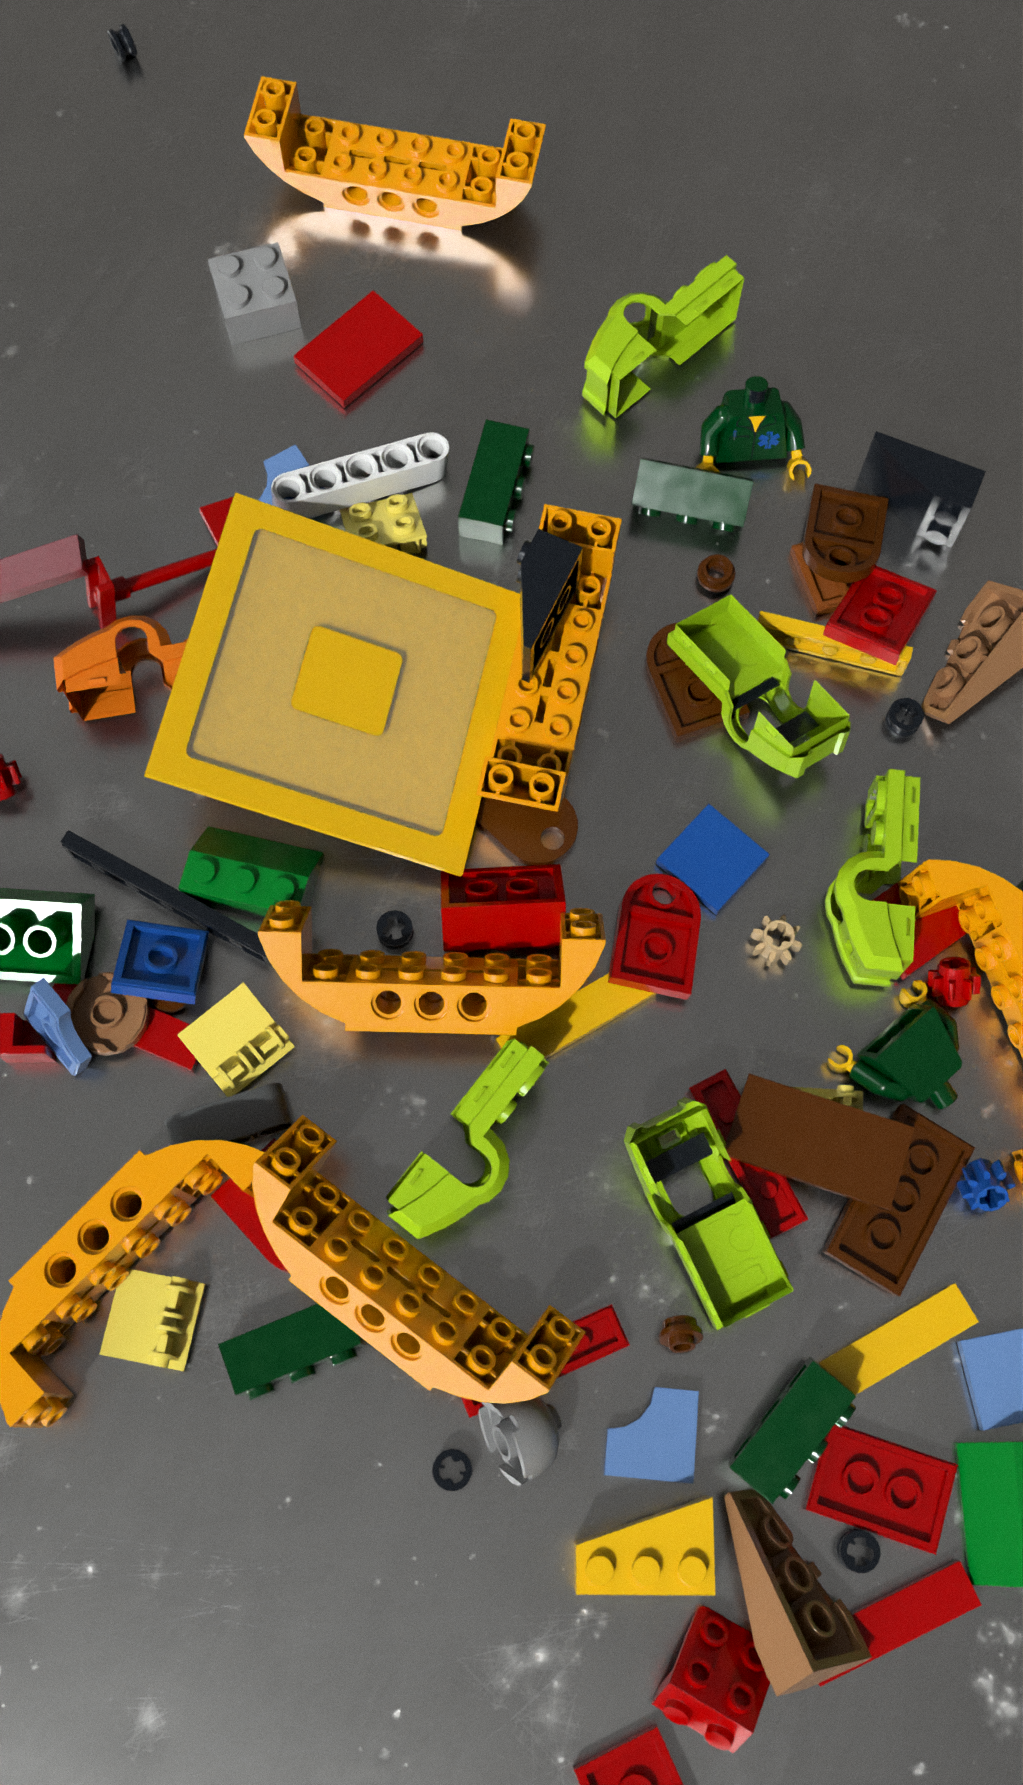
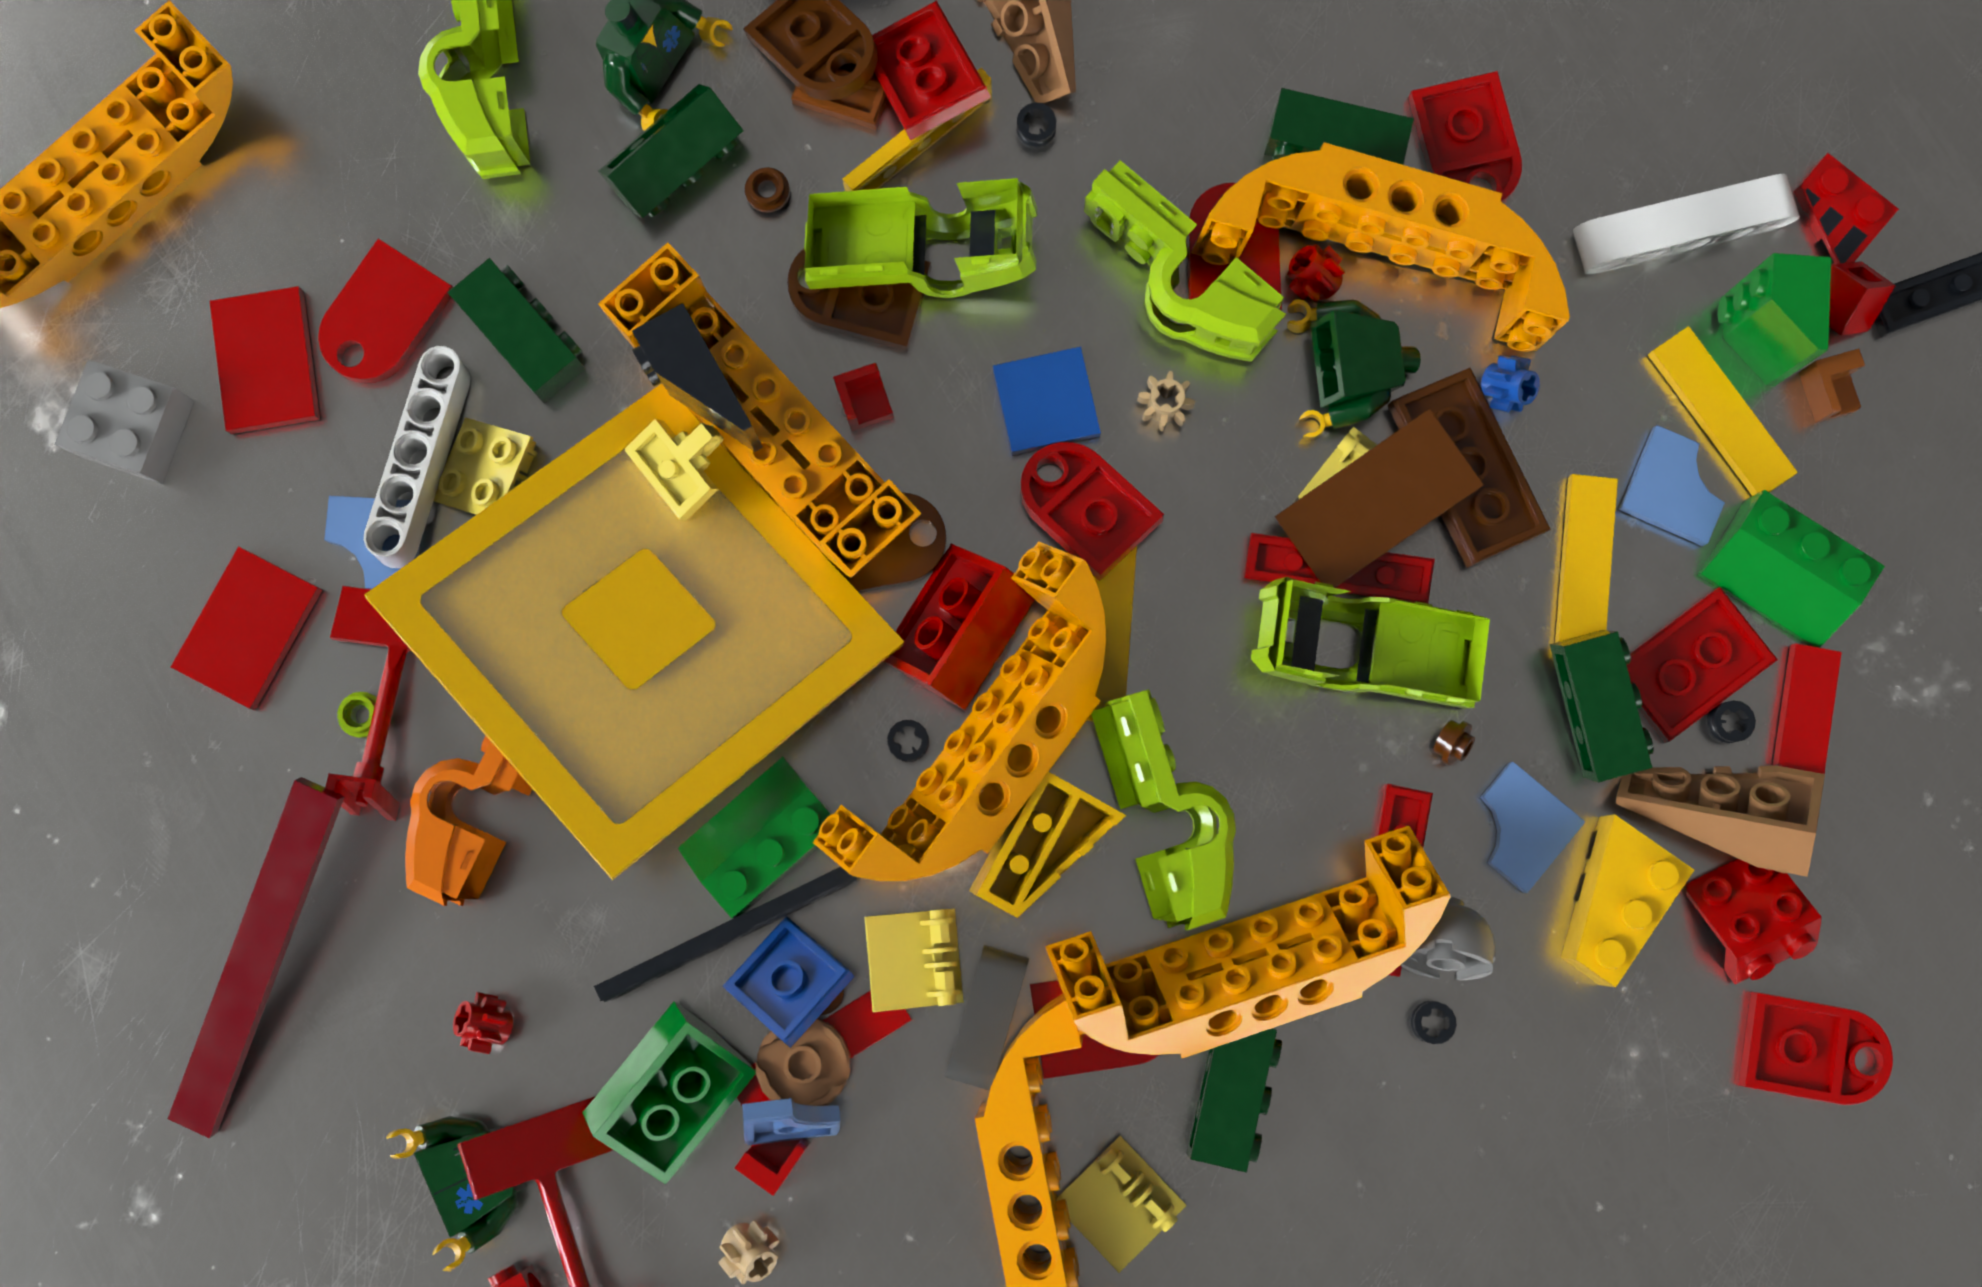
camera: 50 degrees left, 10 degrees up
(155, 553) = (347, 713): none -> lime plate
(169, 455) = (246, 628): none -> red tile
(384, 1069) = (1041, 844): none -> yellow wedge
(444, 396) = (385, 311): none -> red tile
(476, 635) = (677, 464): none -> light yellow hinge
(618, 730) = (863, 396): none -> red panel

